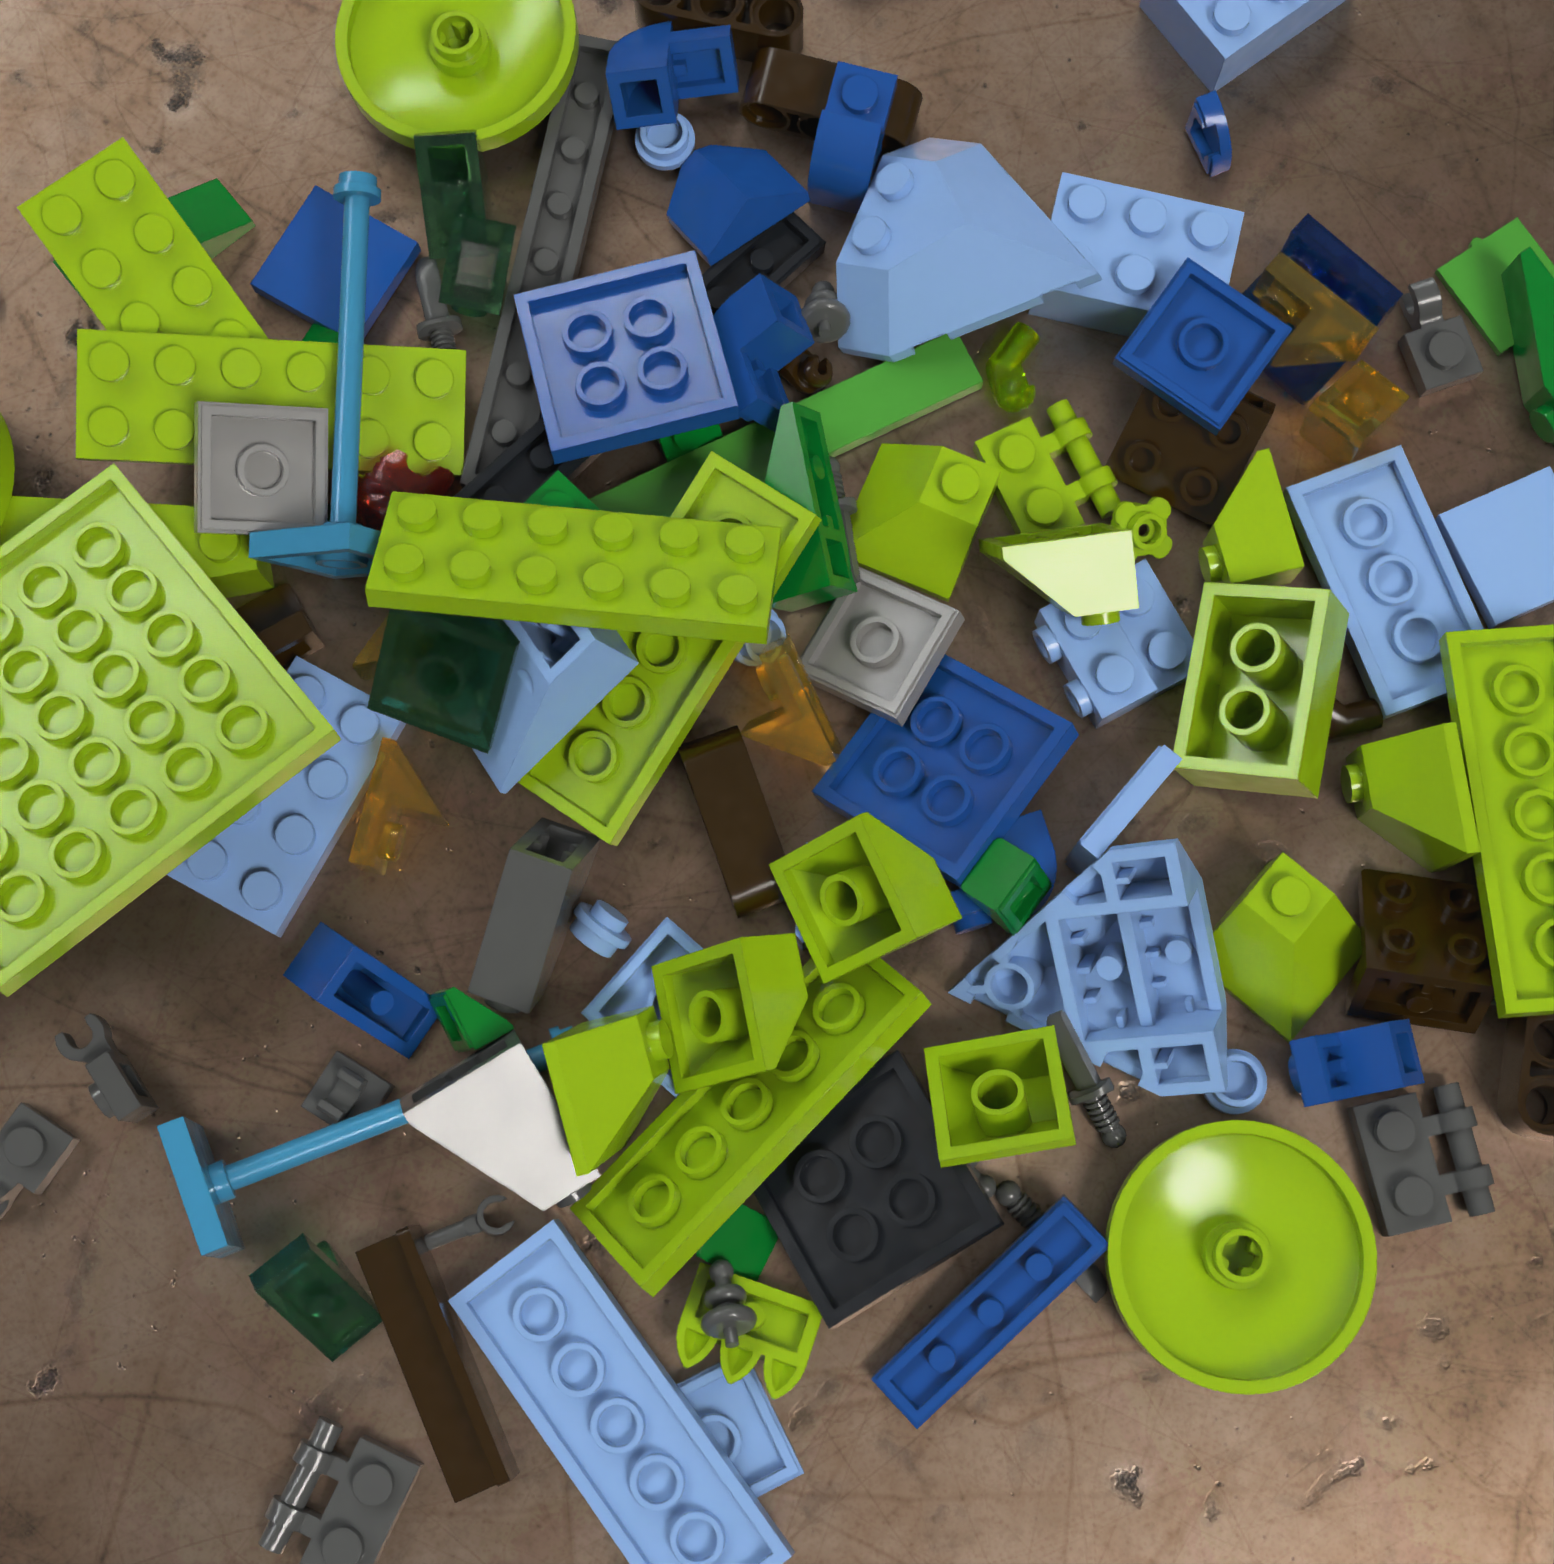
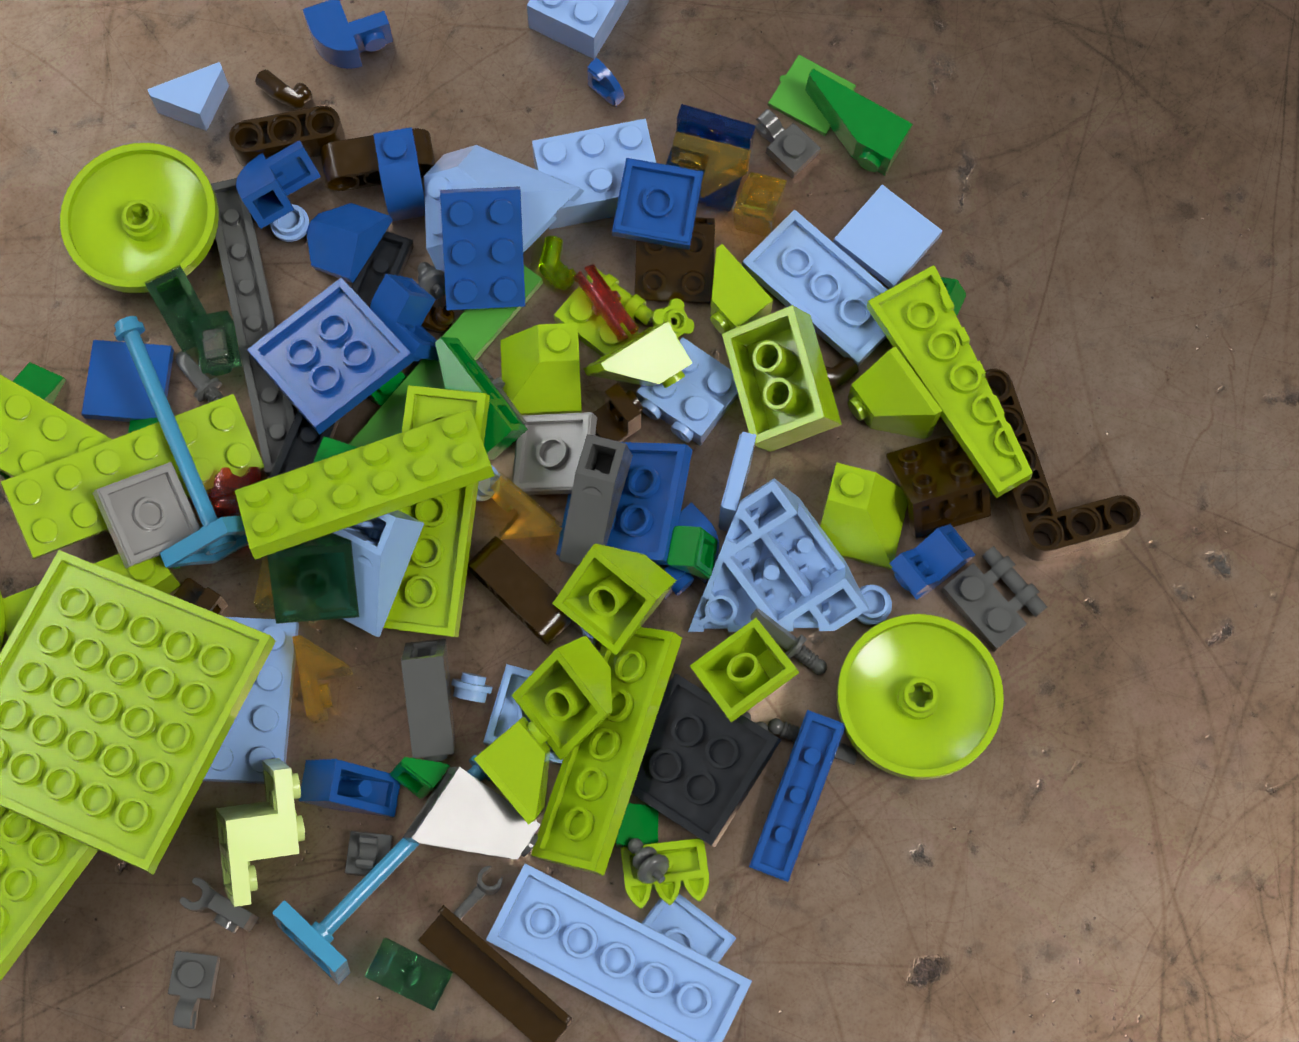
camera: 30 degrees left, 5 degrees down
(203, 995) = (259, 831): none -> yellowish green bracket
(902, 739) = (594, 496): none -> dark grey slope
(915, 297) = (482, 248): none -> blue plate
(996, 633) = (619, 414): none -> dark brown bracket
(1057, 459) = (606, 303): none -> clear red pin

